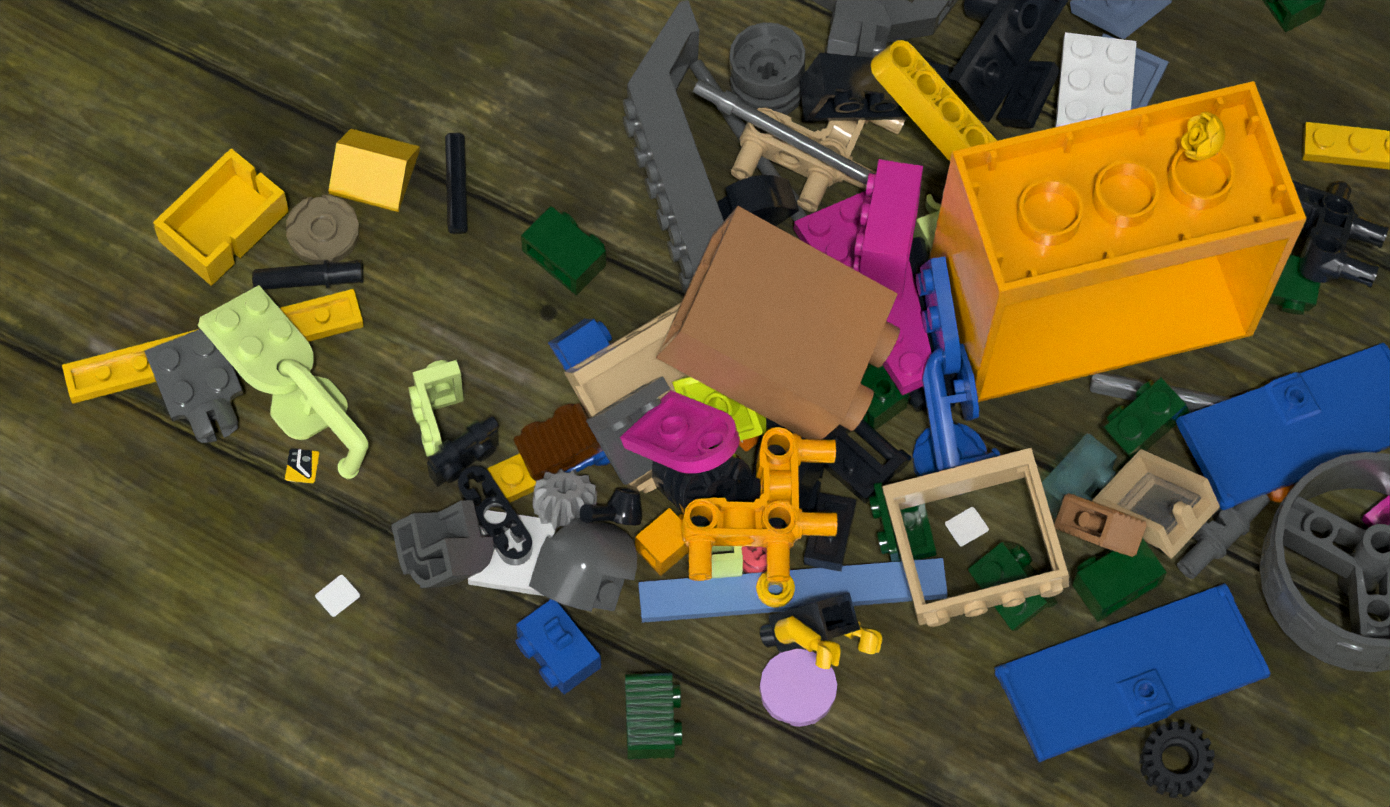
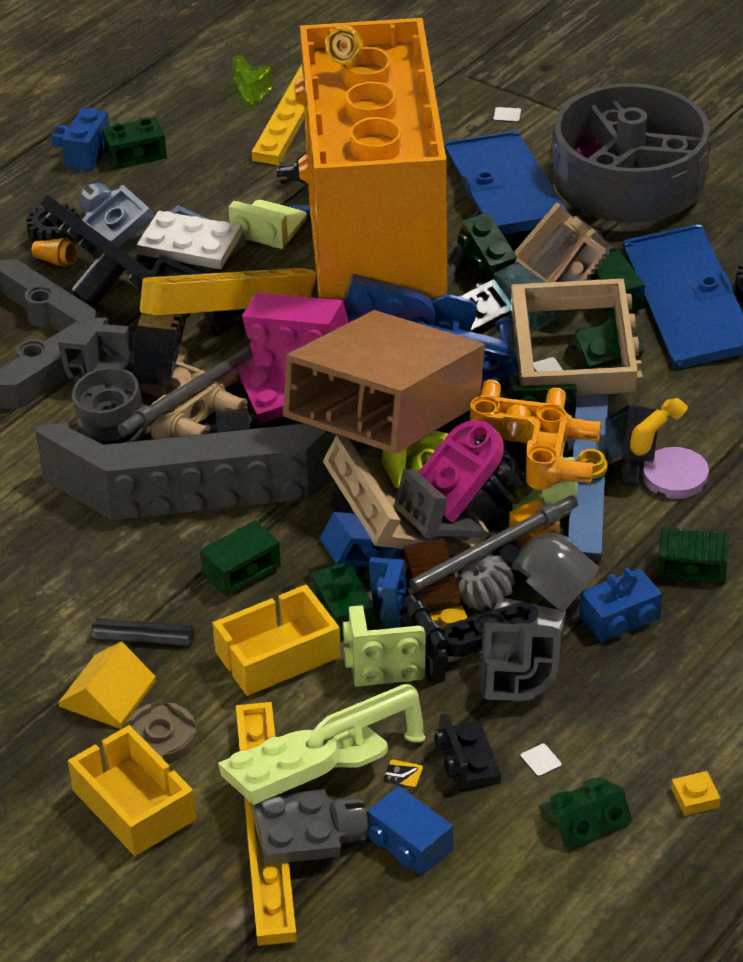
camera: 75 degrees left, 25 degrees down
(209, 479) = (410, 831): none -> blue brick
(260, 643) = (587, 811): none -> dark green bracket
(303, 752) = (695, 793): none -> yellow plate
(309, 275) = (211, 730): black axle -> none
(325, 519) = (466, 754): none -> black bracket
(443, 306) = (270, 654): none -> yellow piece
(517, 406) = (388, 589): none -> blue bracket
(519, 363) = (338, 590): none -> dark green brick
(657, 544) = (544, 517): none -> dark grey bar
(1044, 427) = (490, 303): none -> bracket

